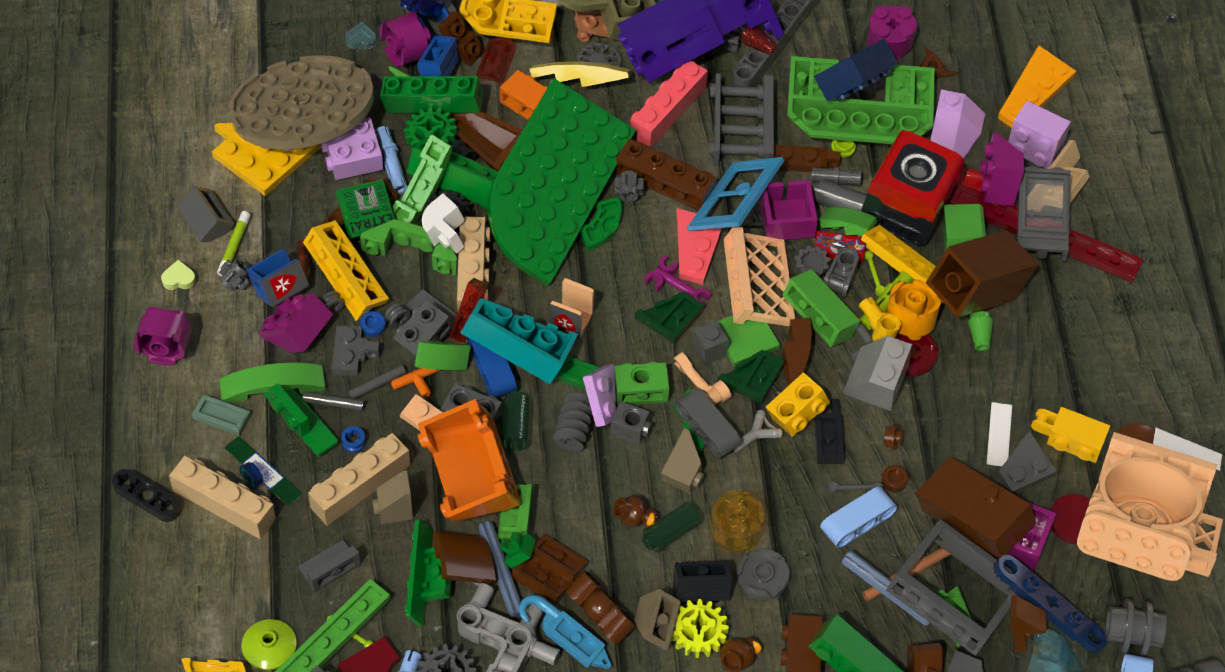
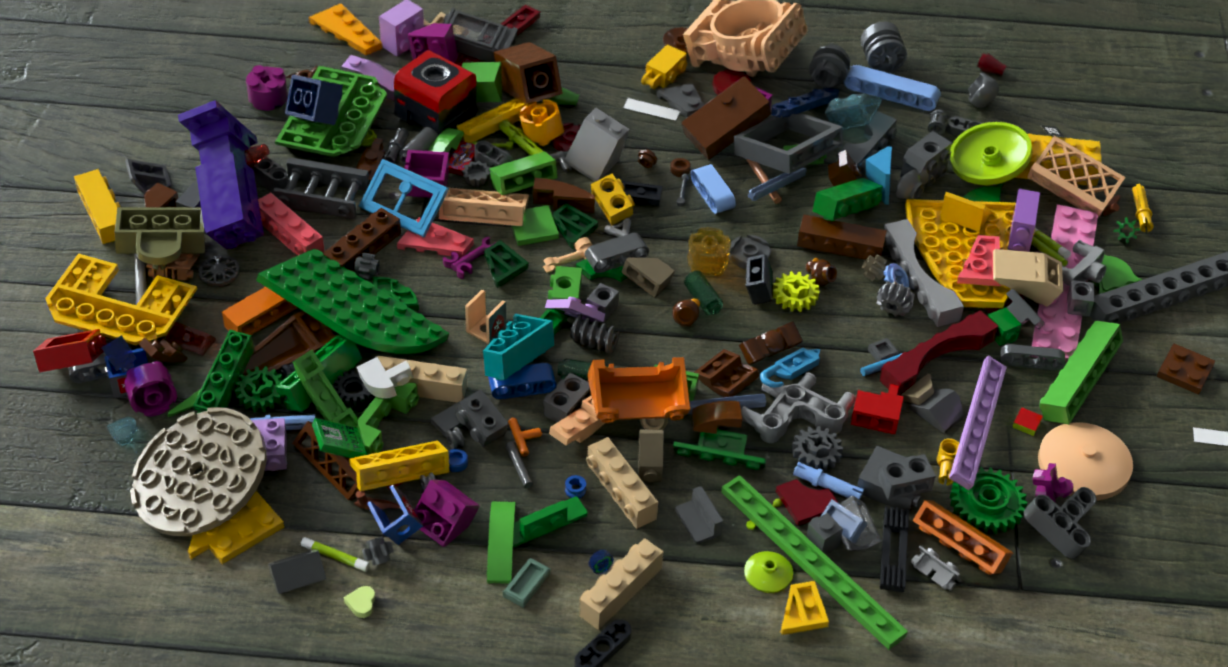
camera: 80 degrees left, 10 degrees down
(163, 335) = (437, 609): magenta brick -> none
(271, 477) = (581, 565): dark green sticker -> none
(333, 401) = (532, 496): dark grey piece -> none
(351, 349) = (480, 478): dark grey hinge -> none
(439, 57) = (186, 366): blue brick -> none
(442, 355) = (512, 407): bright green slope -> none
(474, 291) = (473, 374): clear red piece -> none
(518, 549) = (711, 385): green tile -> none
(588, 72) = (236, 273): light yellow slope -> none
(657, 617) = (787, 308): dark tan slope -> none
(710, 343) = (539, 242): dark grey brick -> none
(881, 322) = (553, 140): yellow pin -> none
(1026, 620) = (821, 111): reddish brown slope -> none
(1181, 445) = (686, 20): white sticker -> none

